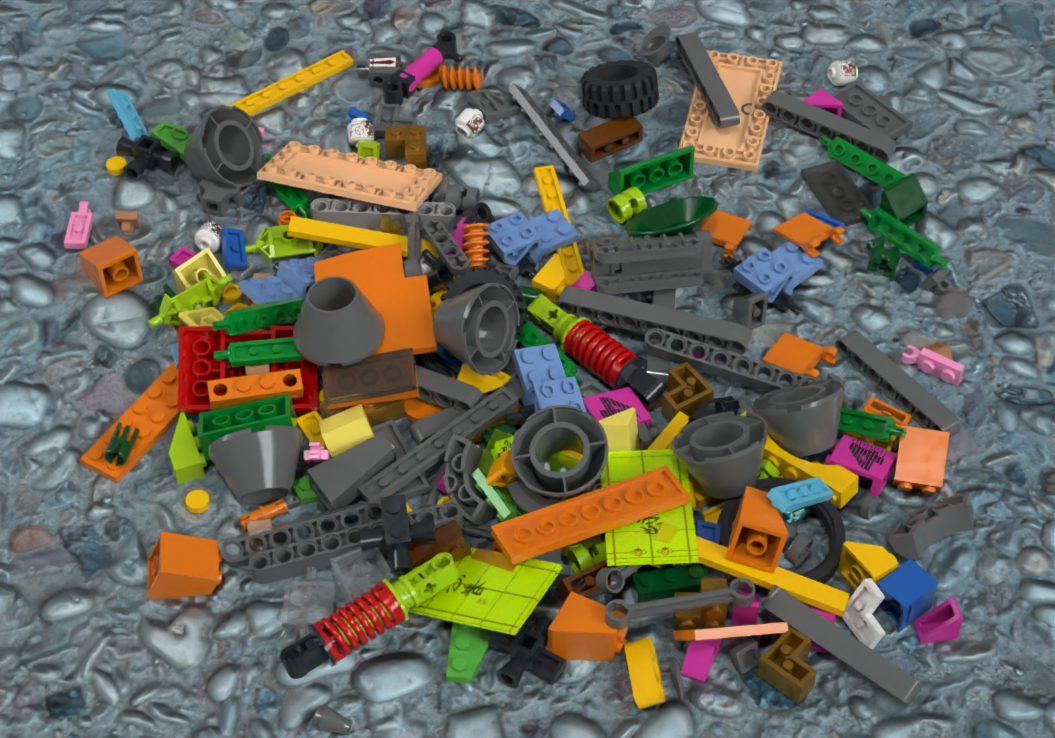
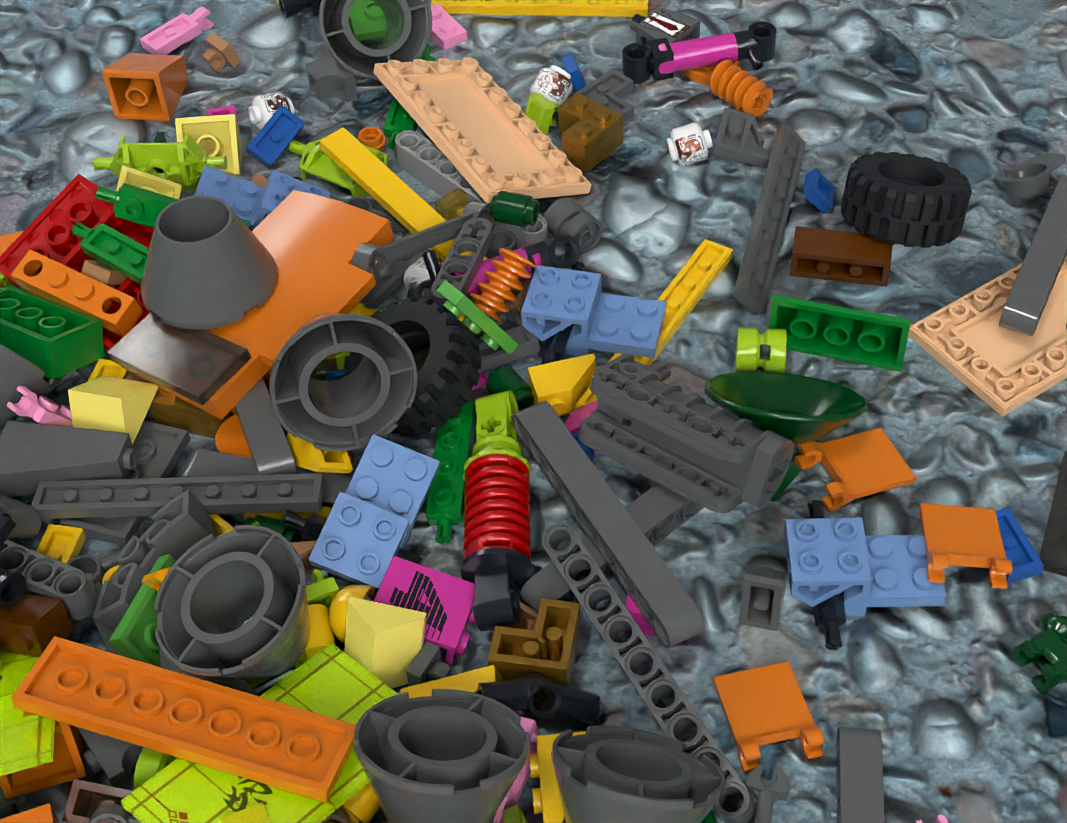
camera: 45 degrees right, 0 degrees up
(435, 205) = (514, 209): none -> dark green brick
(491, 260) = (476, 319): none -> bright green wing

